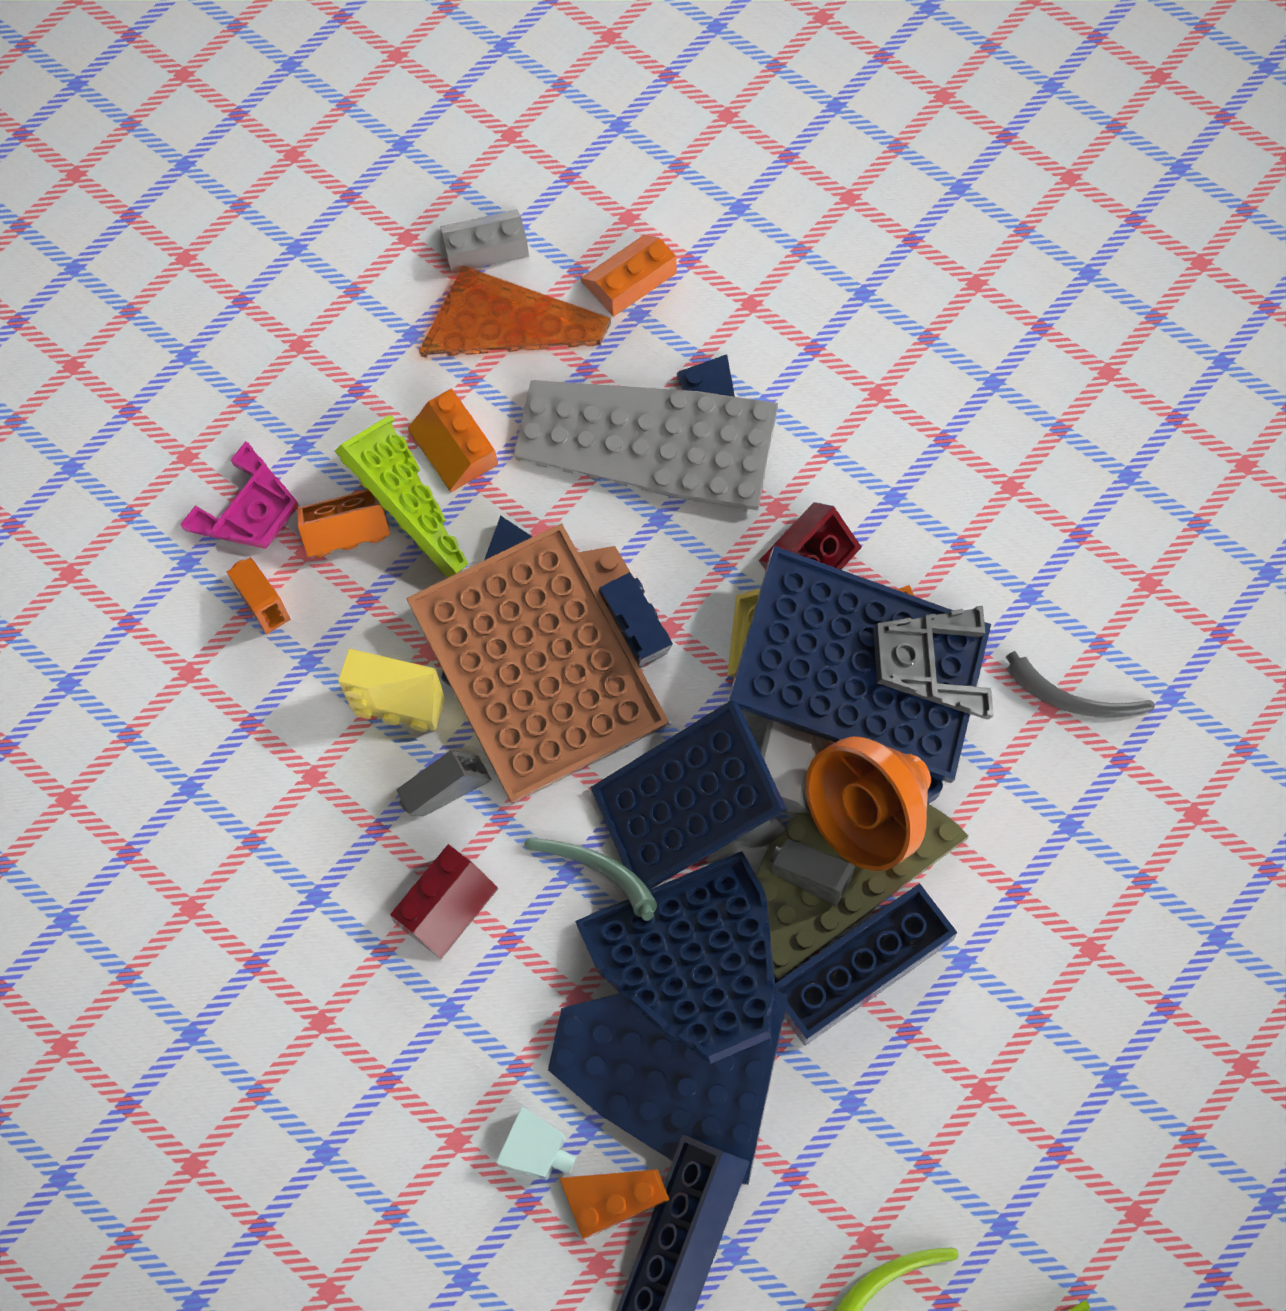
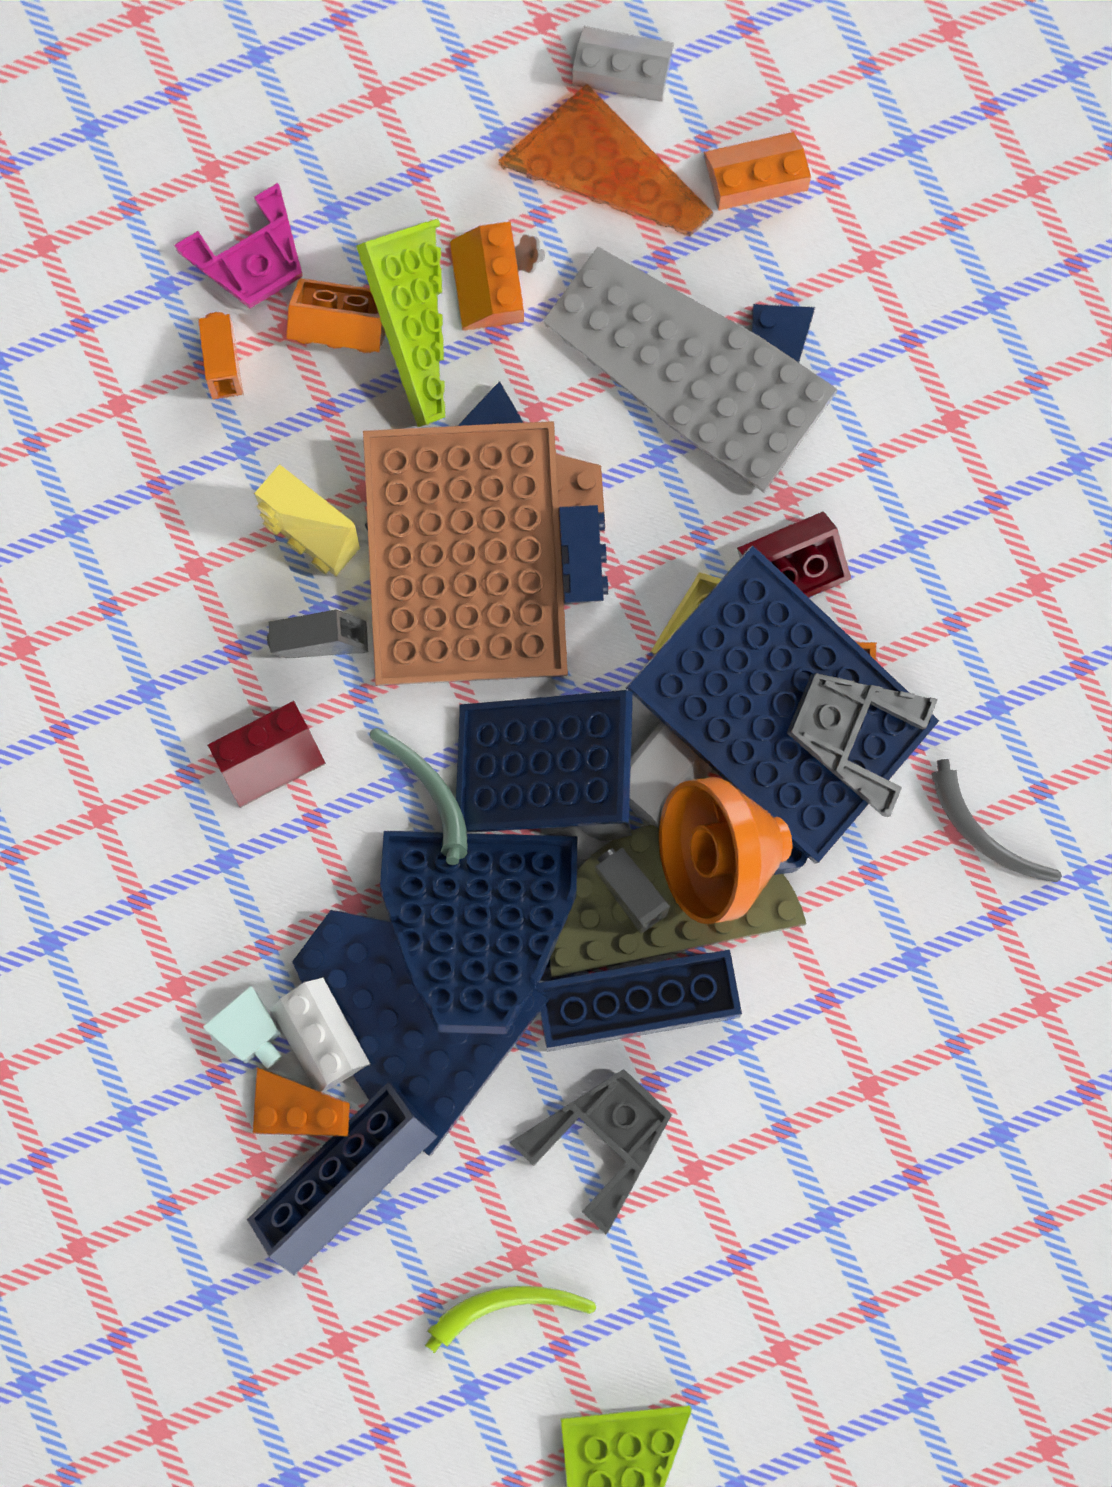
camera: 20 degrees right, 10 degrees up
(478, 408) = (528, 253): none -> light grey plant
(601, 1122) = (319, 1035): none -> white slope
(899, 1072) = (624, 1119): none -> dark grey wing

